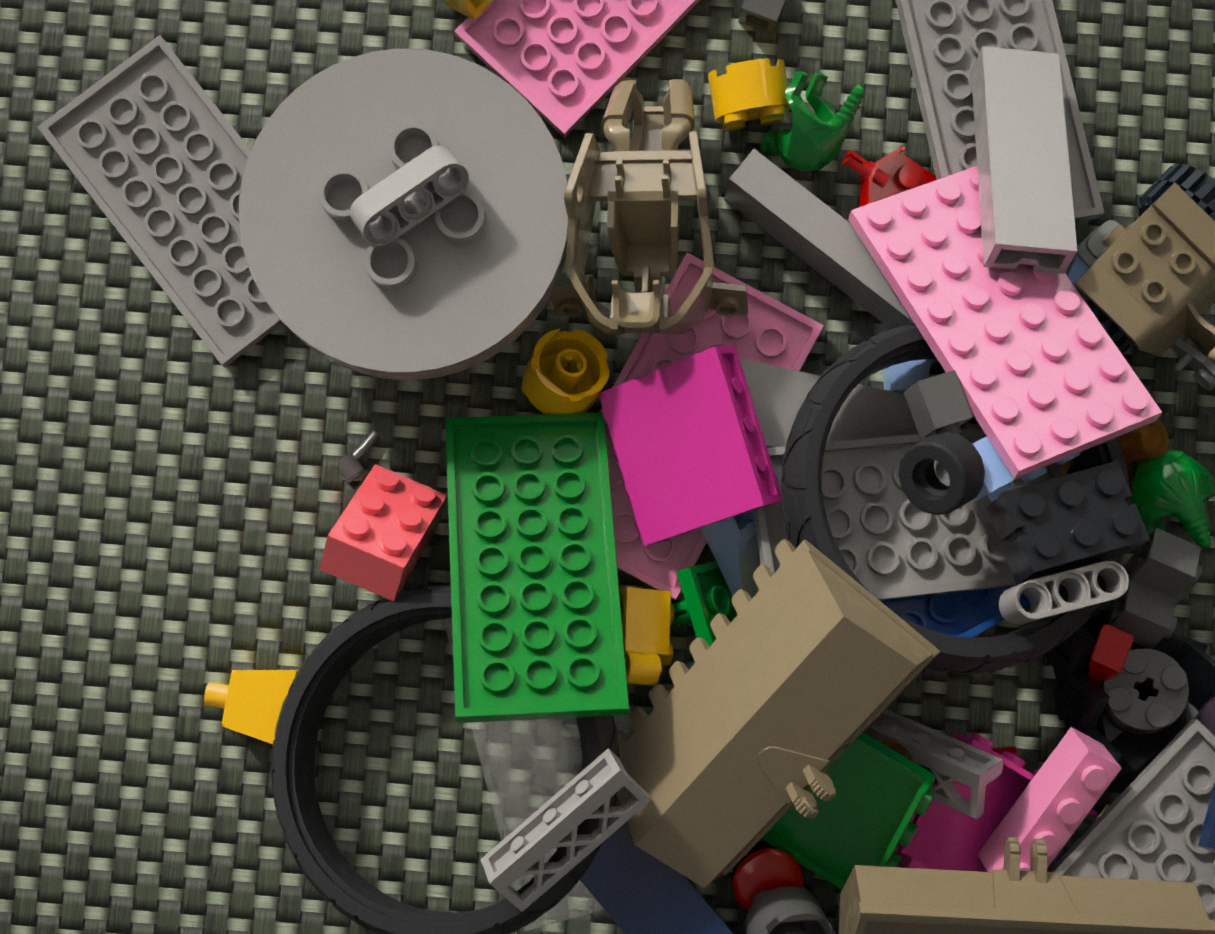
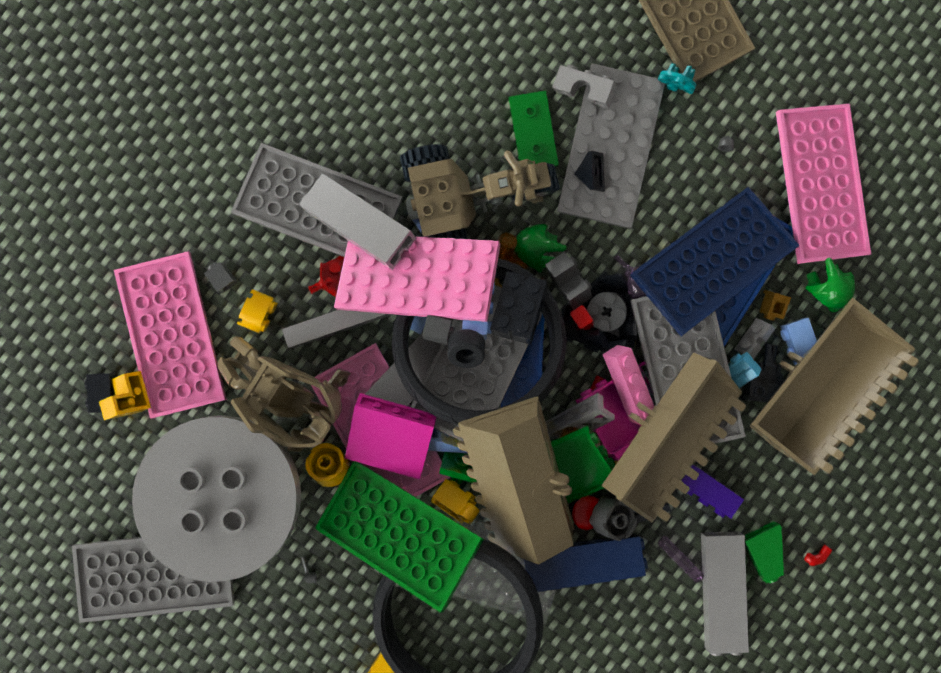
camera: 55 degrees left, 5 degrees up
(383, 532) = (346, 585): coral brick -> none
(401, 214) = (210, 506): light grey beam -> none
(557, 825) = (510, 596): light grey fence -> none
(817, 136) = (293, 301): green piece -> none
(1081, 589) = (546, 319): light grey beam -> none

